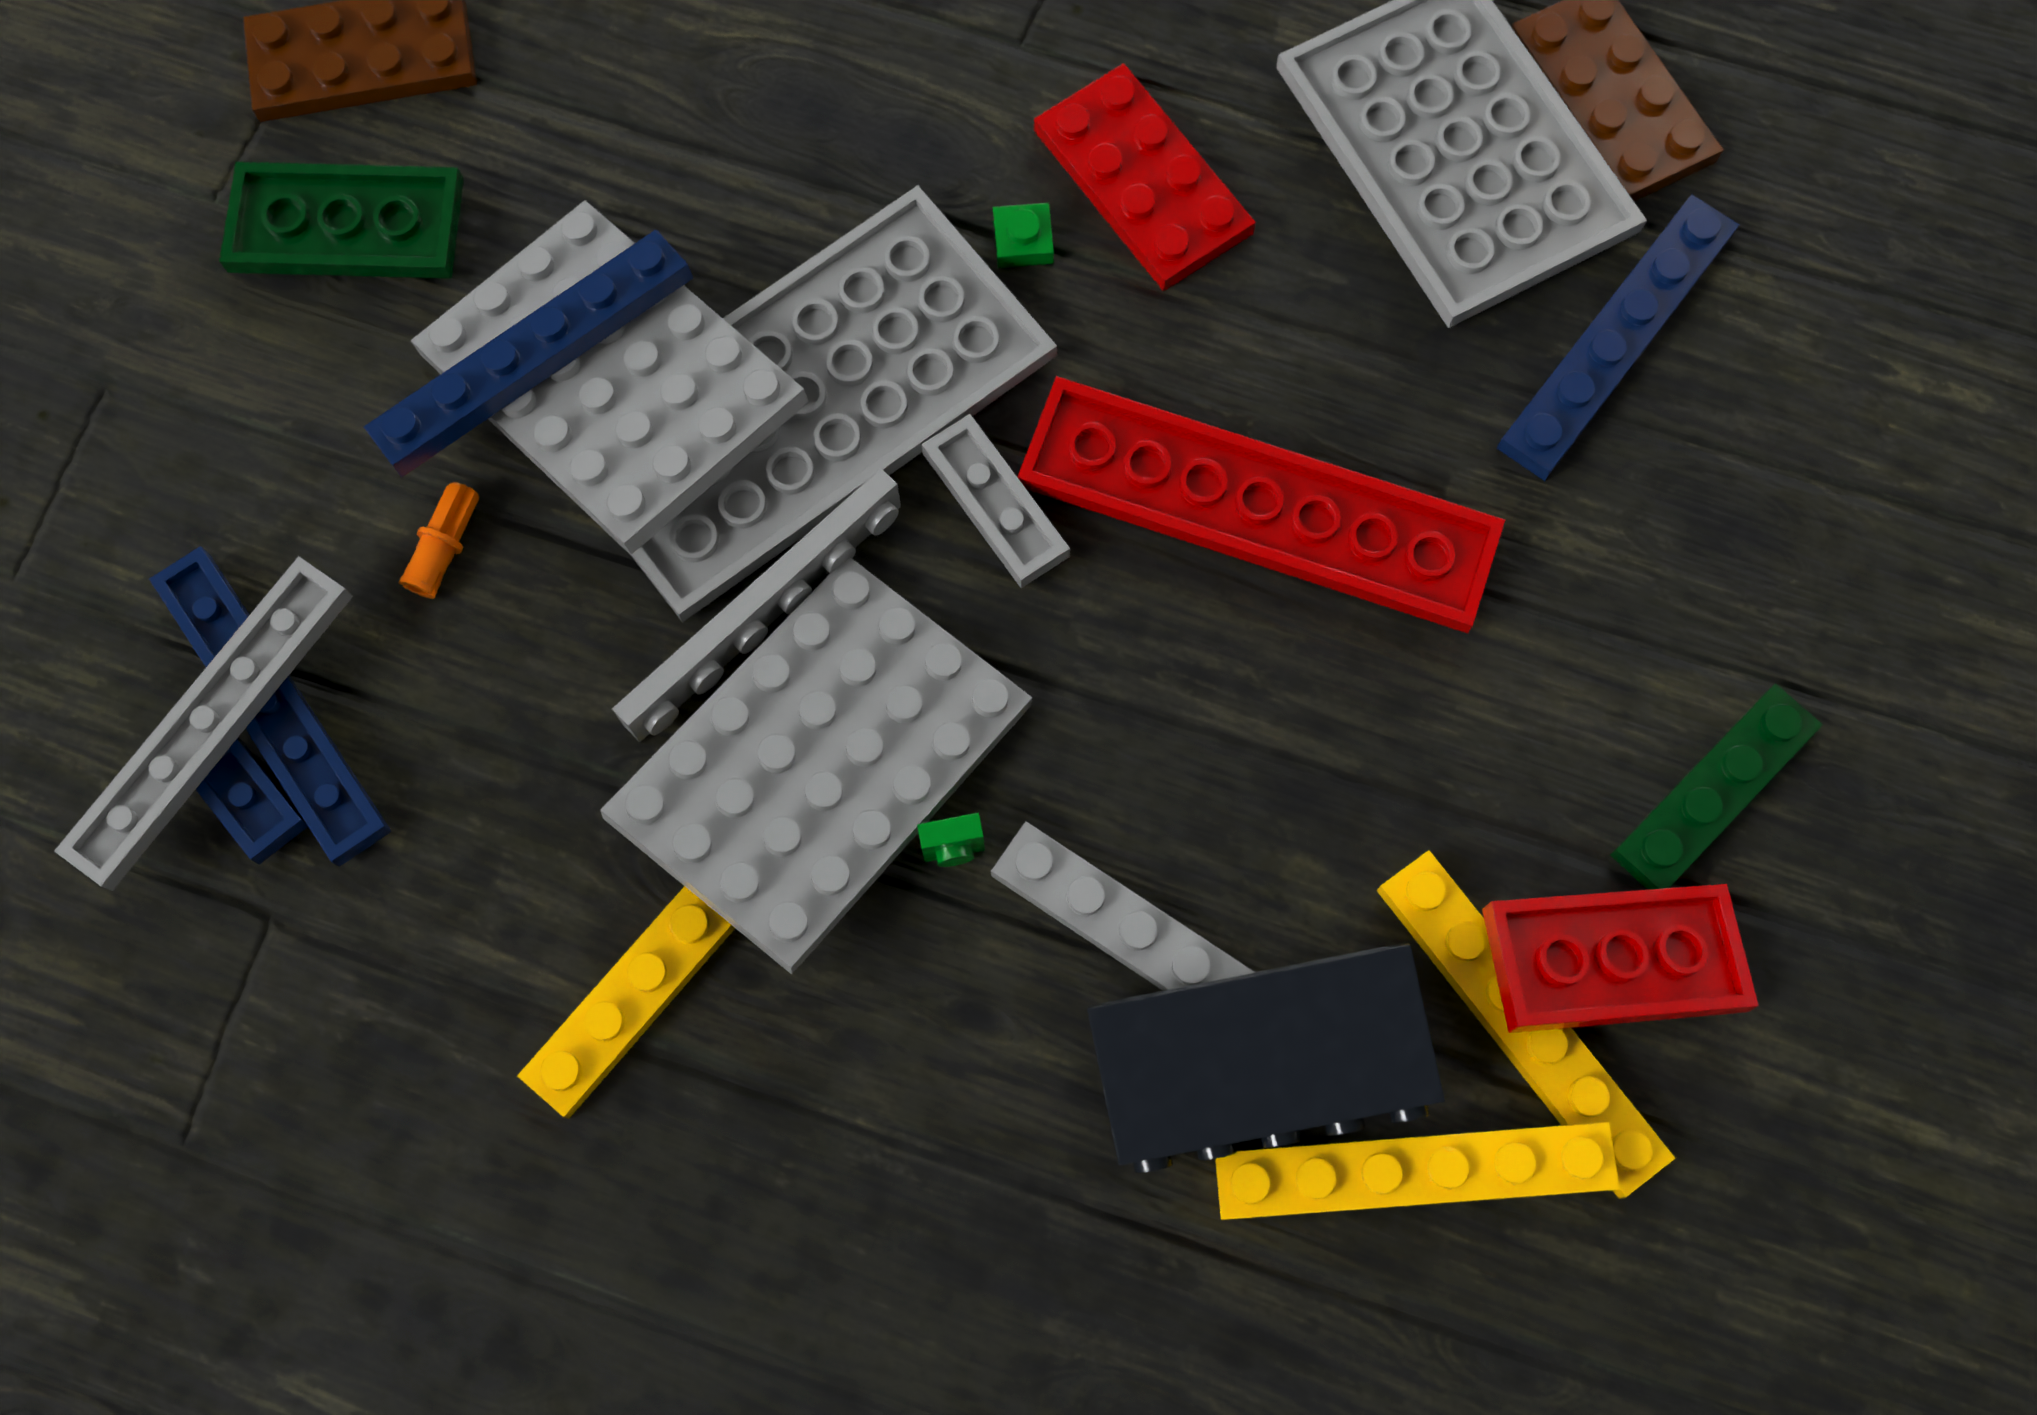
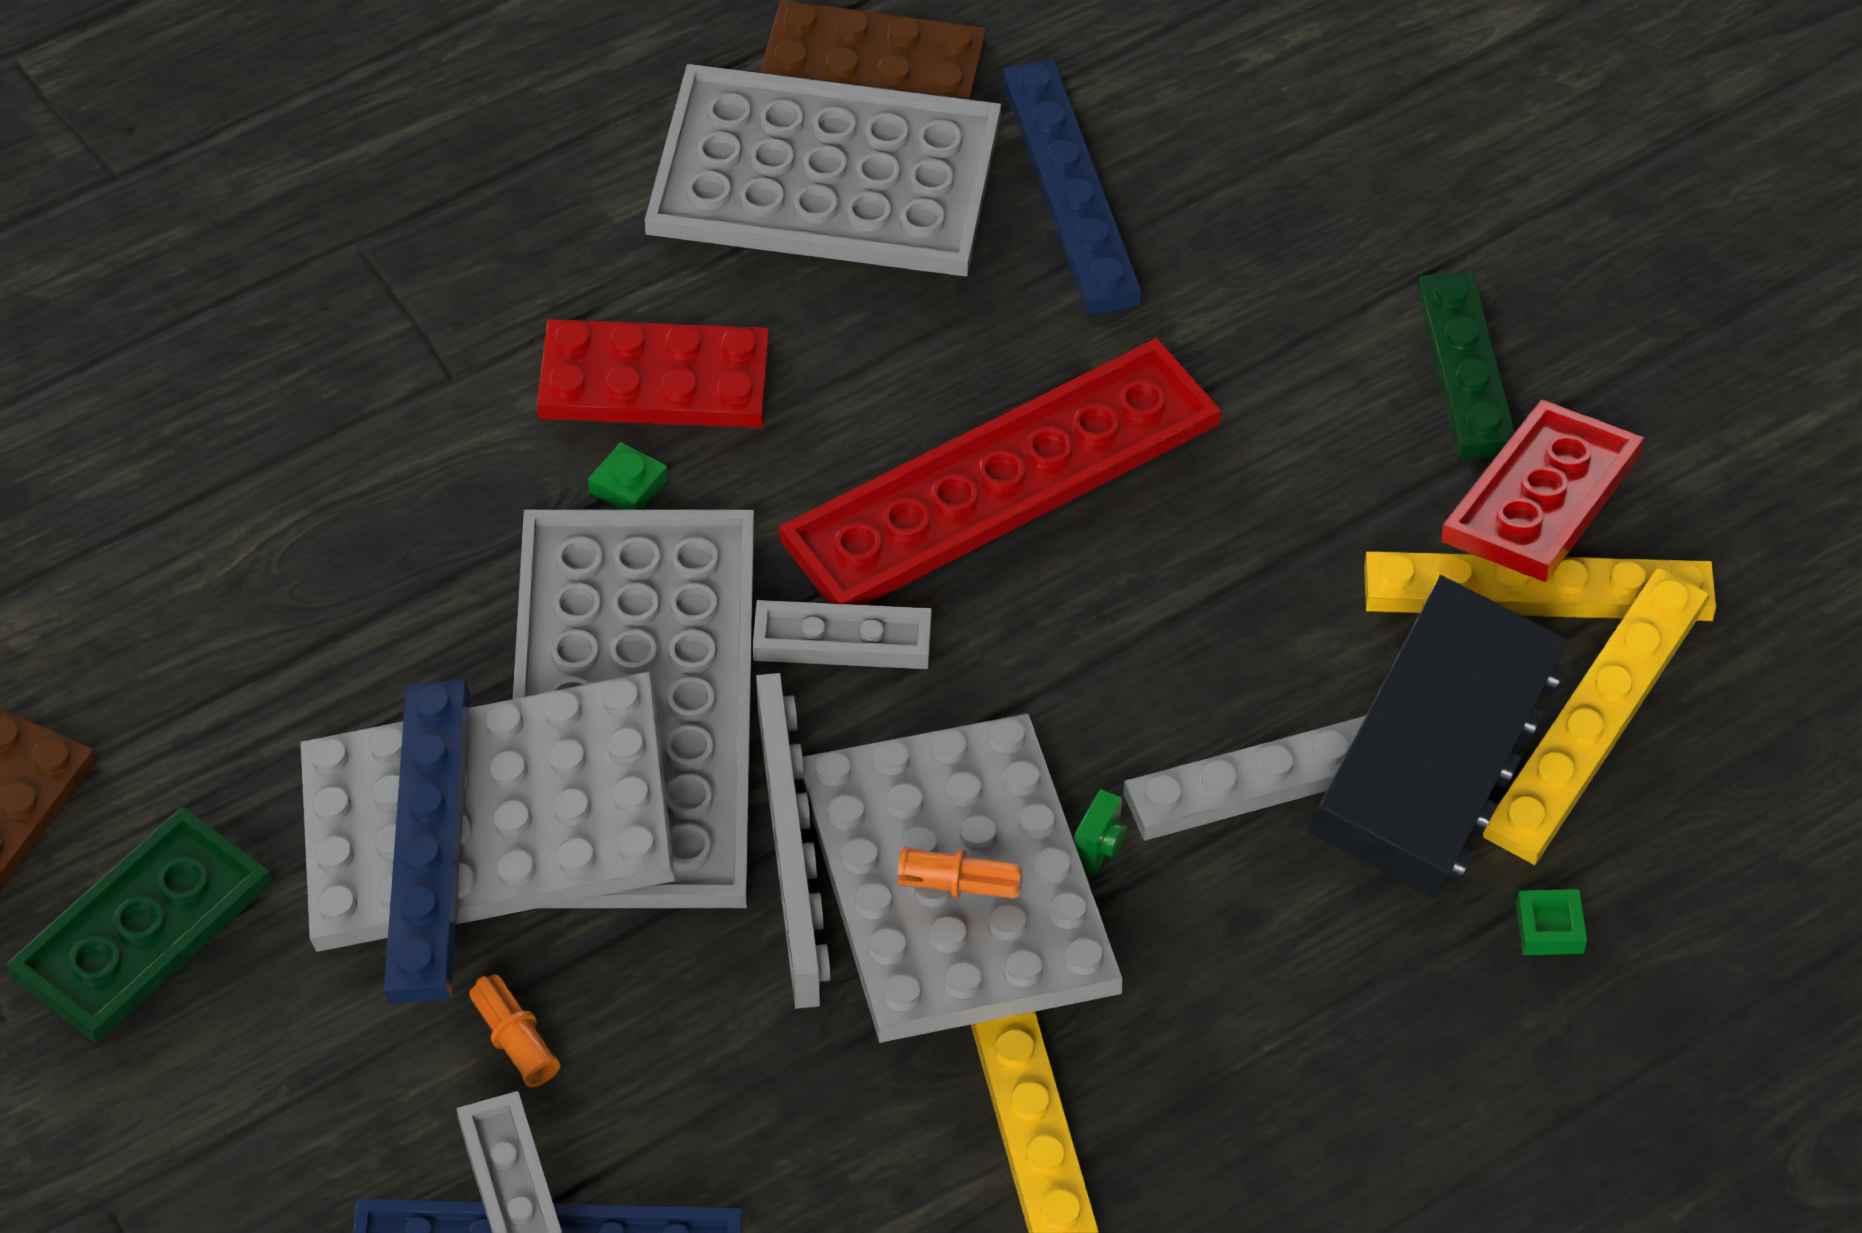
camera: 55 degrees left, 20 degrees down
(788, 765) = (958, 873): none -> orange axle
(1157, 1281) = (1551, 922): none -> green plate

